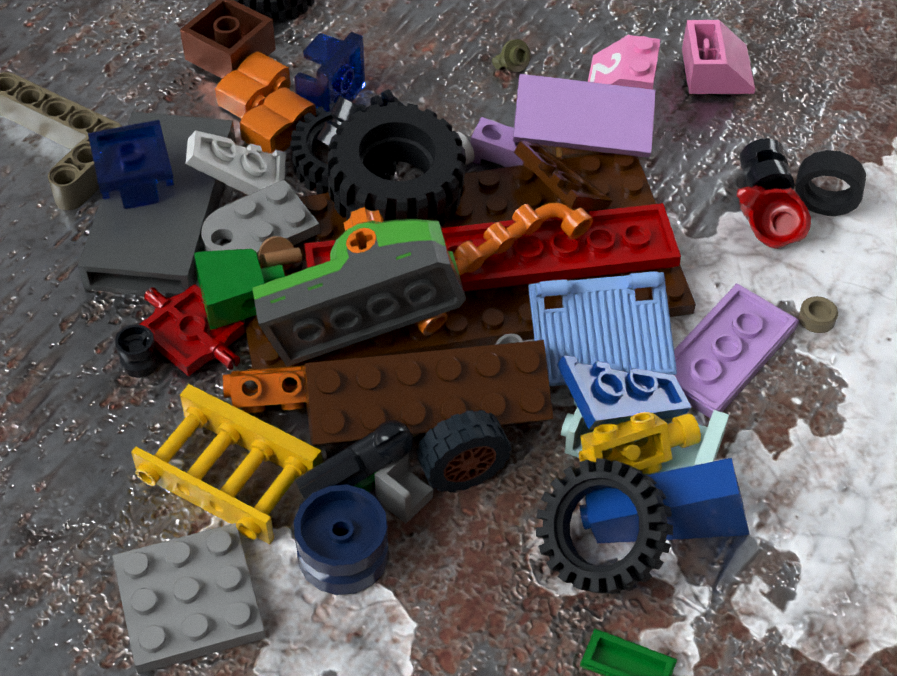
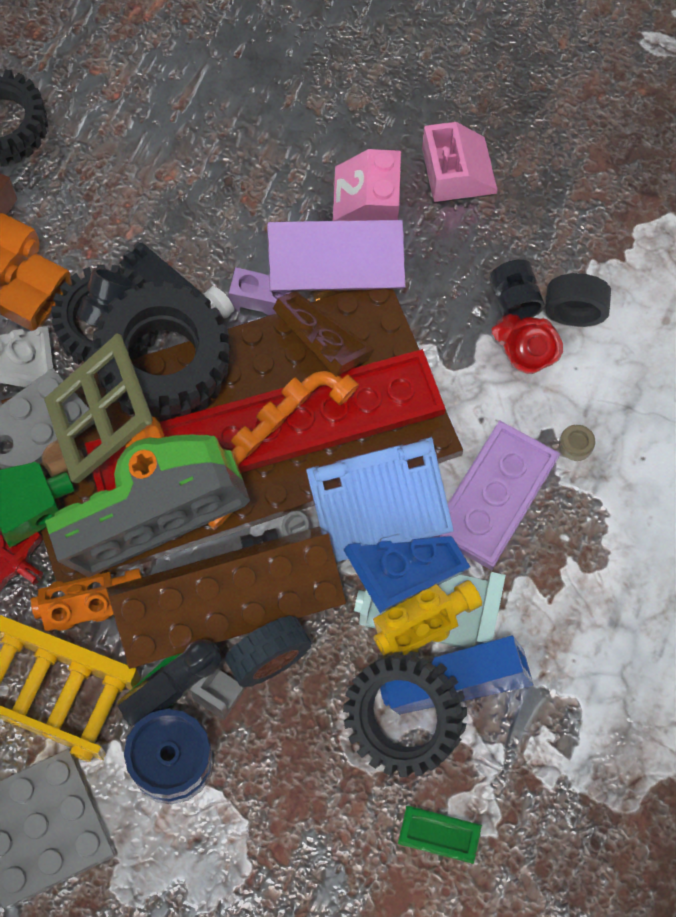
camera: 10 degrees left, 15 degrees up
(331, 226) = (111, 441): none -> olive window
(340, 70) = (88, 232): clear blue panel -> none
(514, 56) = (257, 180): olive plate -> none

